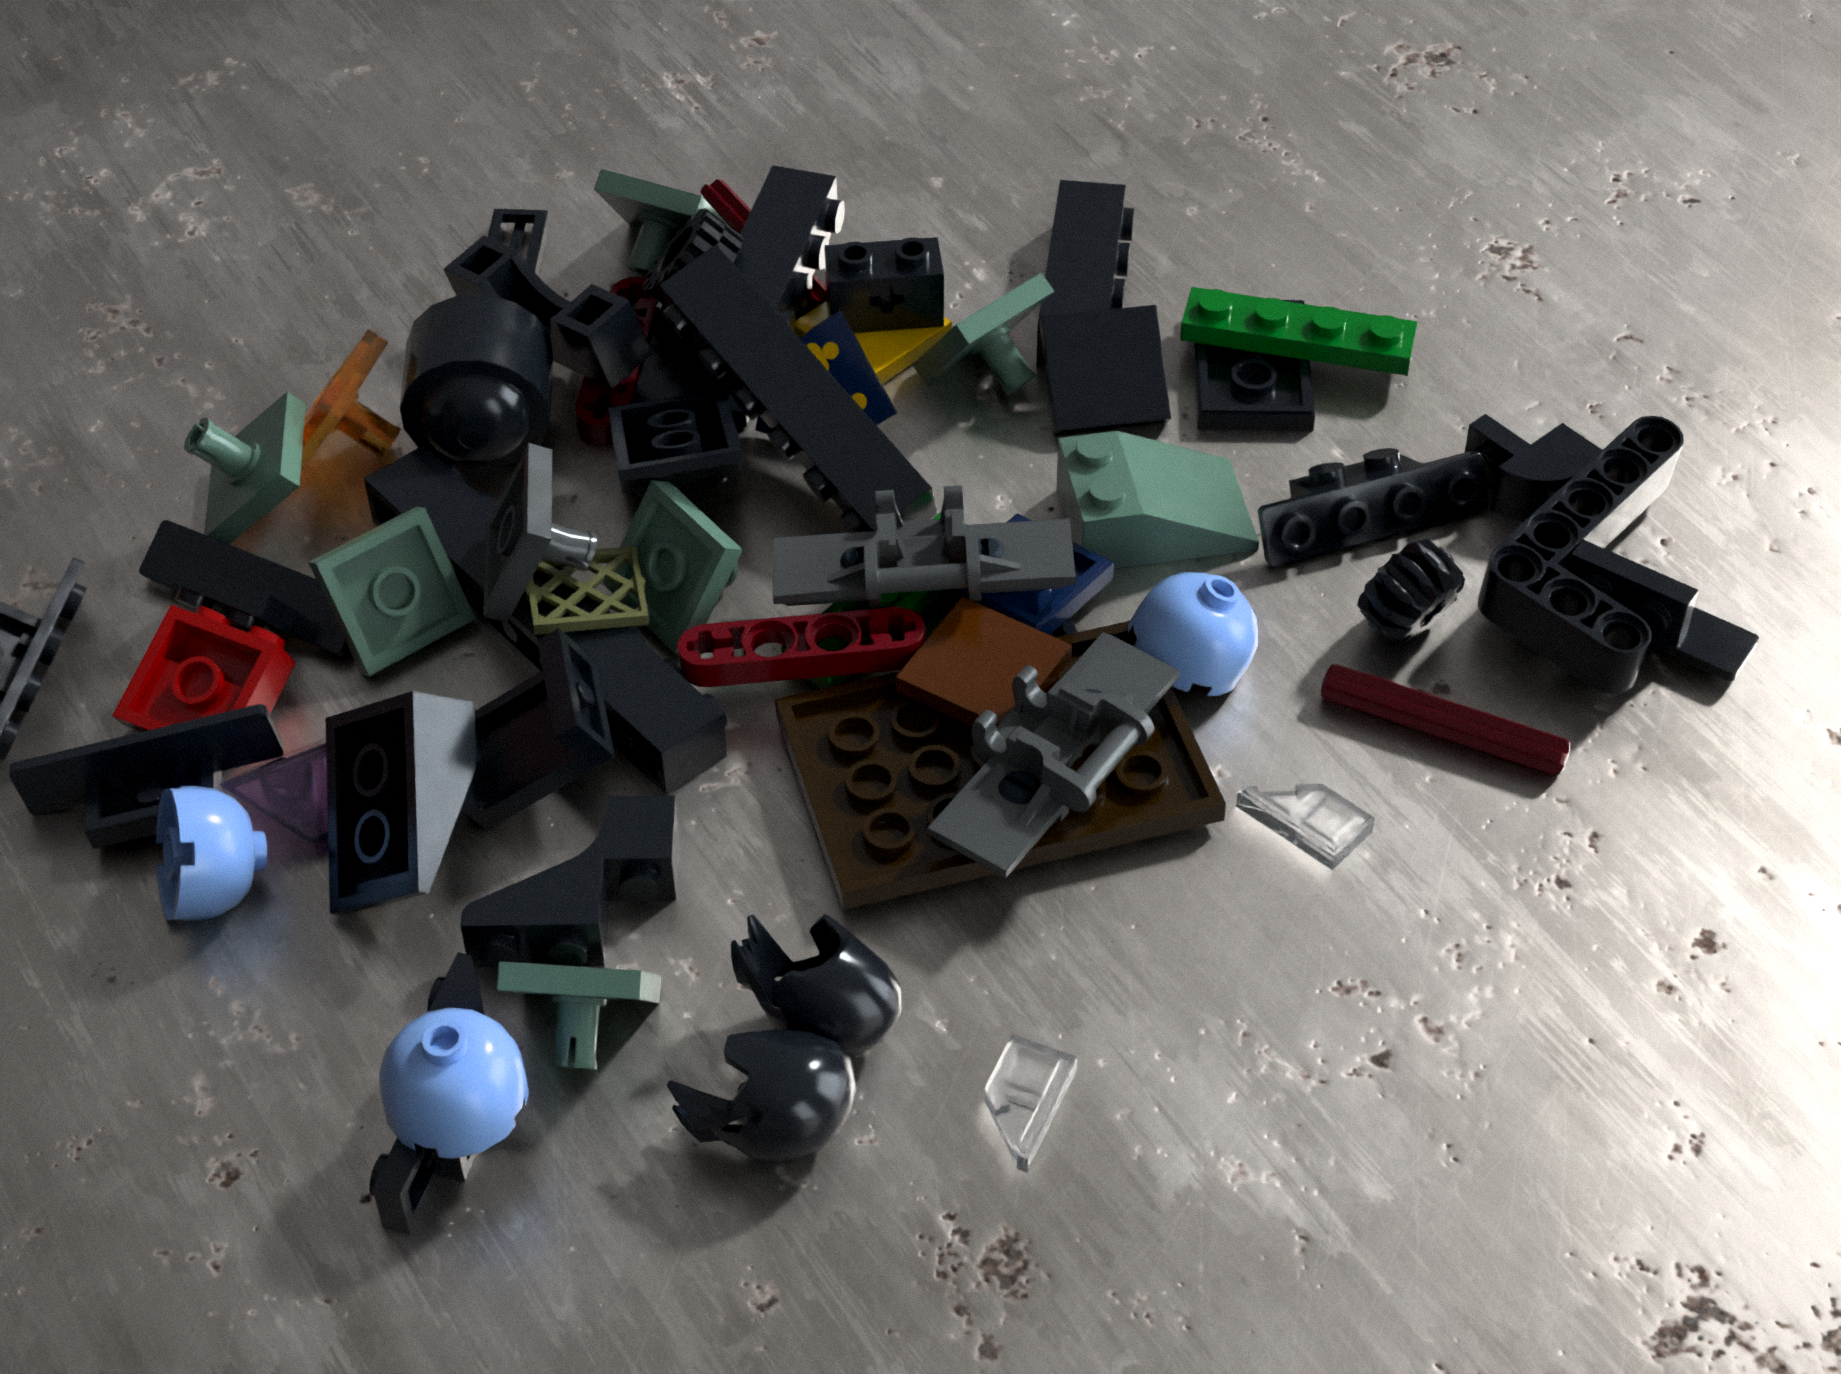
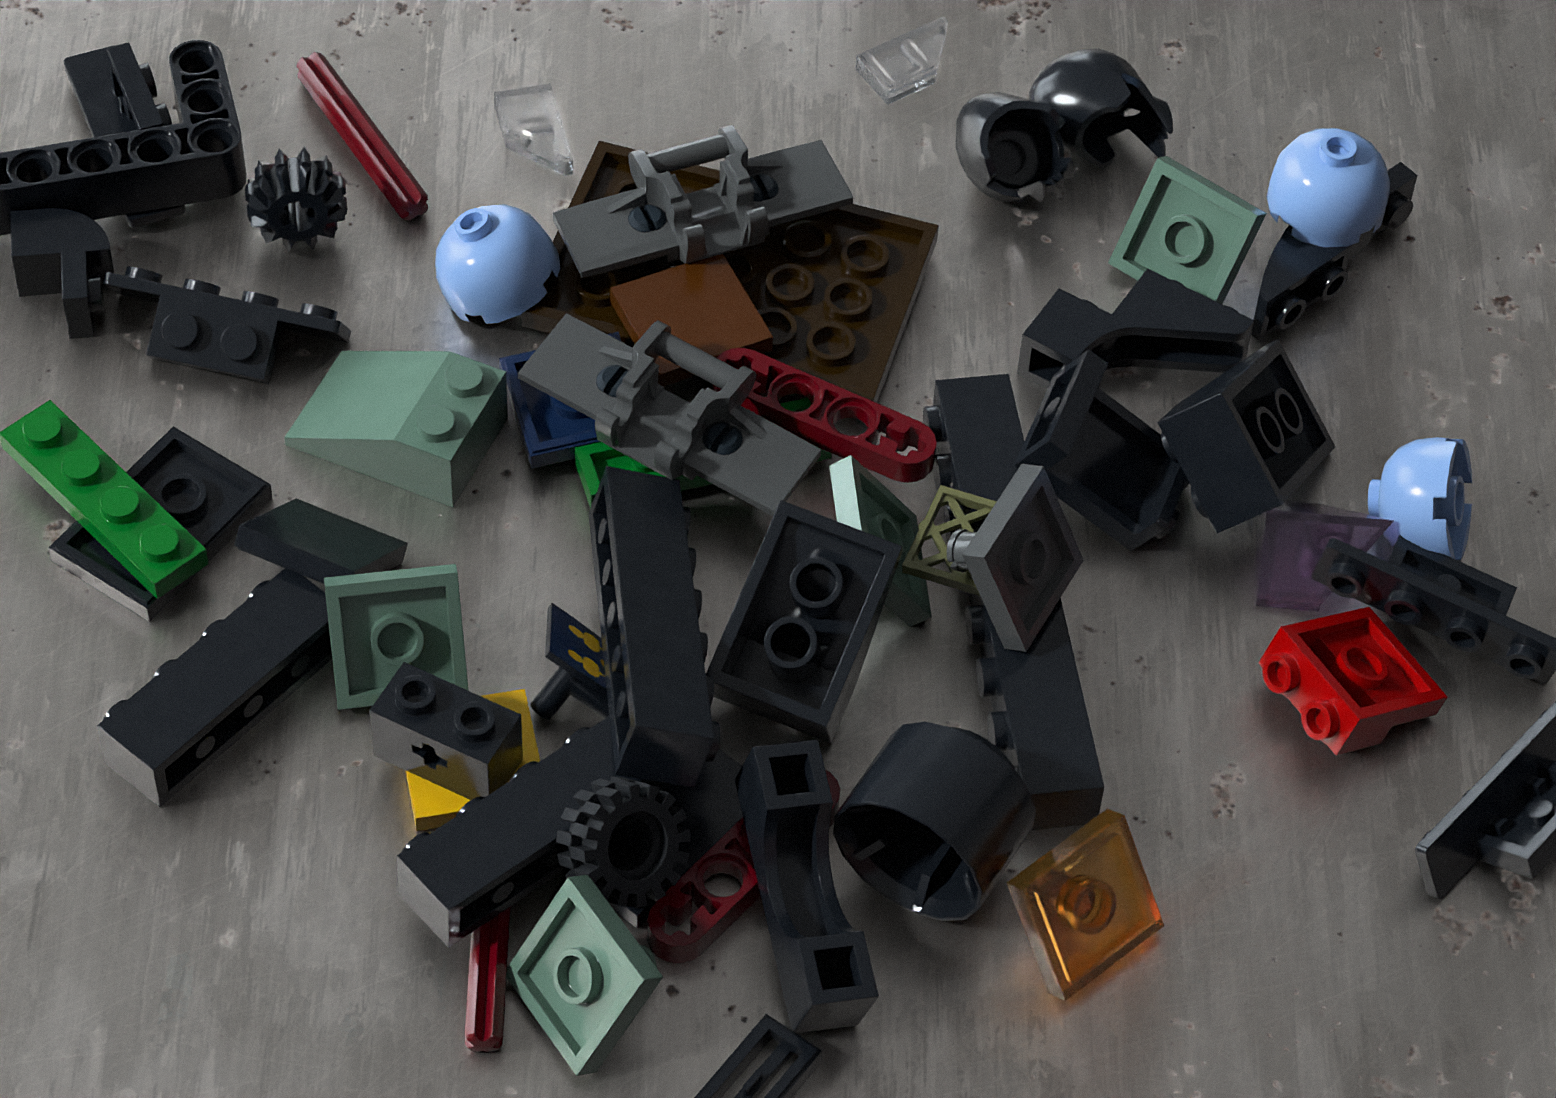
camera: 150 degrees left, 5 degrees up
(244, 584) = (1277, 759): black bracket -> none
(252, 468) = (1200, 873): sand green tile -> none
(392, 590) = (1143, 667): sand green tile -> none

